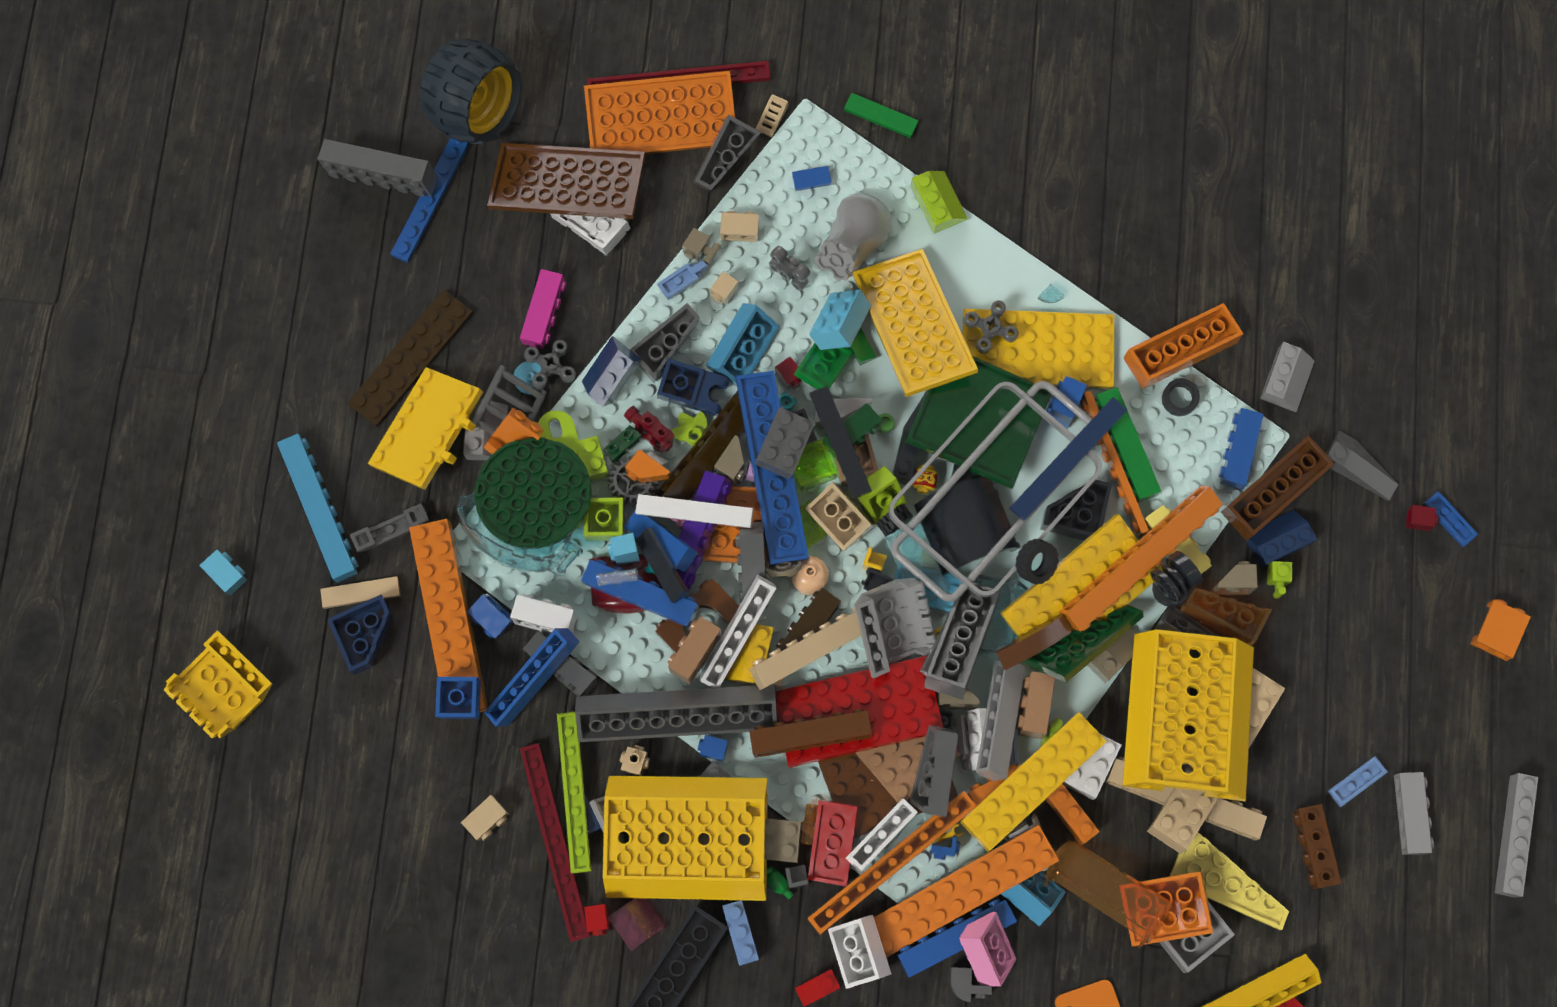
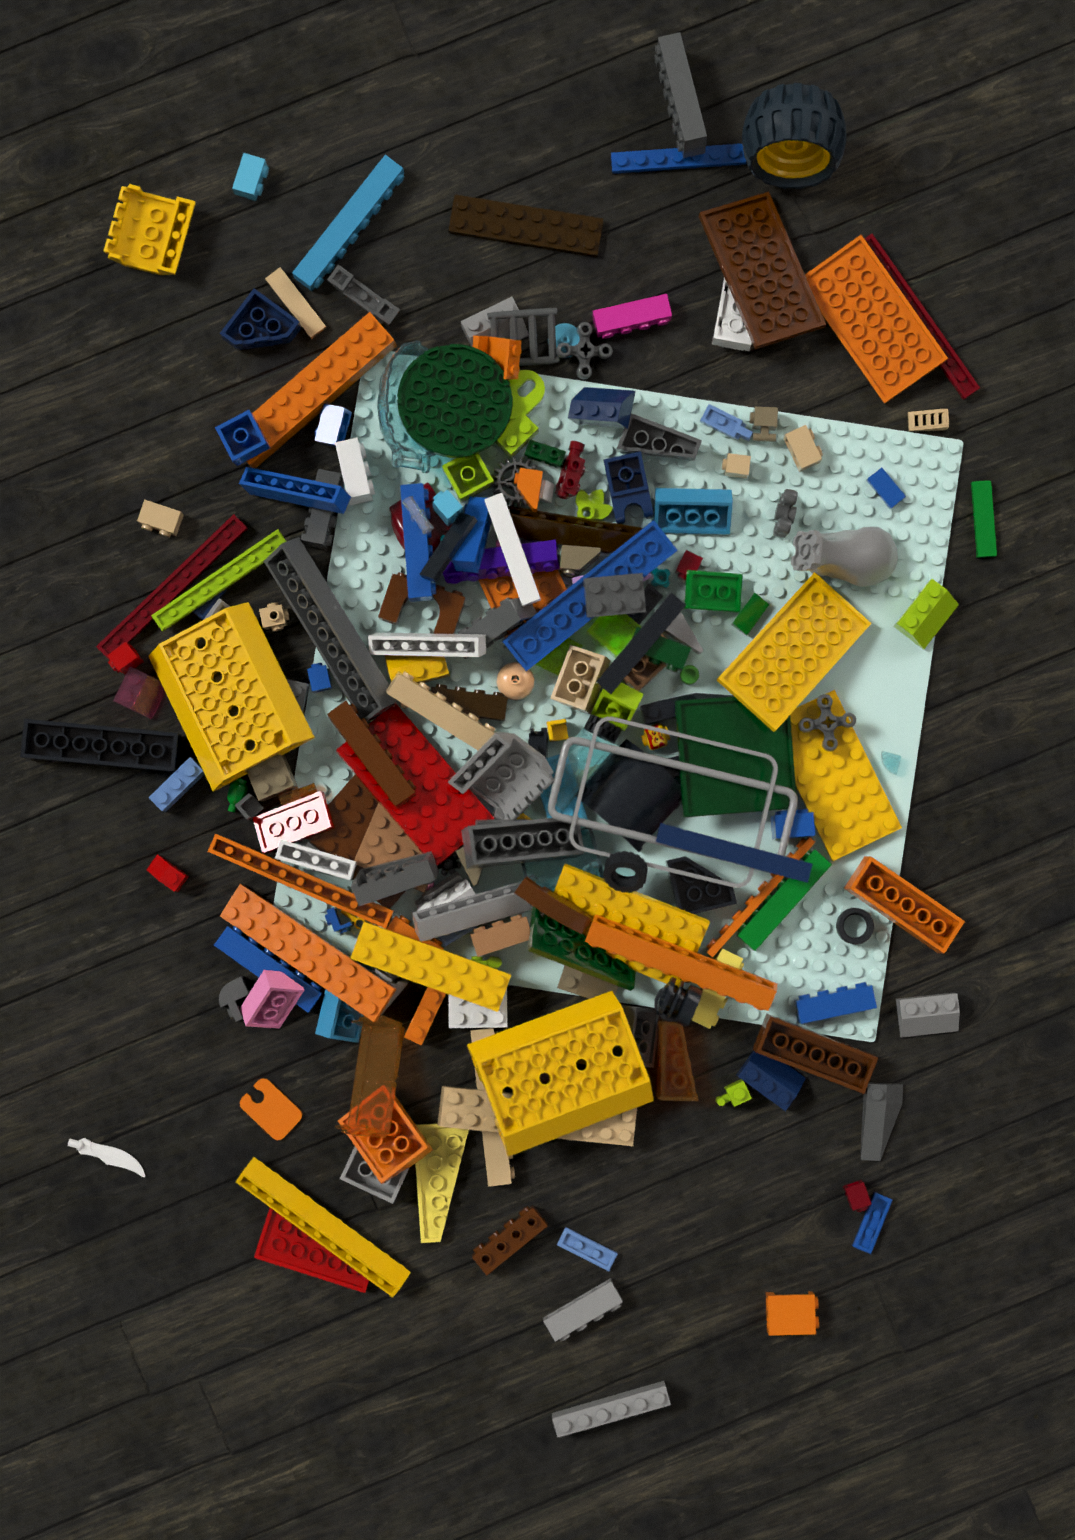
camera: 60 degrees right, 10 degrees up
(426, 428) = (466, 276): yellow hinge -> none
(694, 650) = (389, 615): medium nougat brick -> none
(725, 150) = (873, 396): dark grey wedge -> none
(783, 569) = (503, 655): dark tan wheel -> none
(840, 319) = (759, 584): medium azure brick -> none
(859, 951) = (212, 892): white brick -> none
(1238, 581) = (710, 1057): dark tan slope -> none

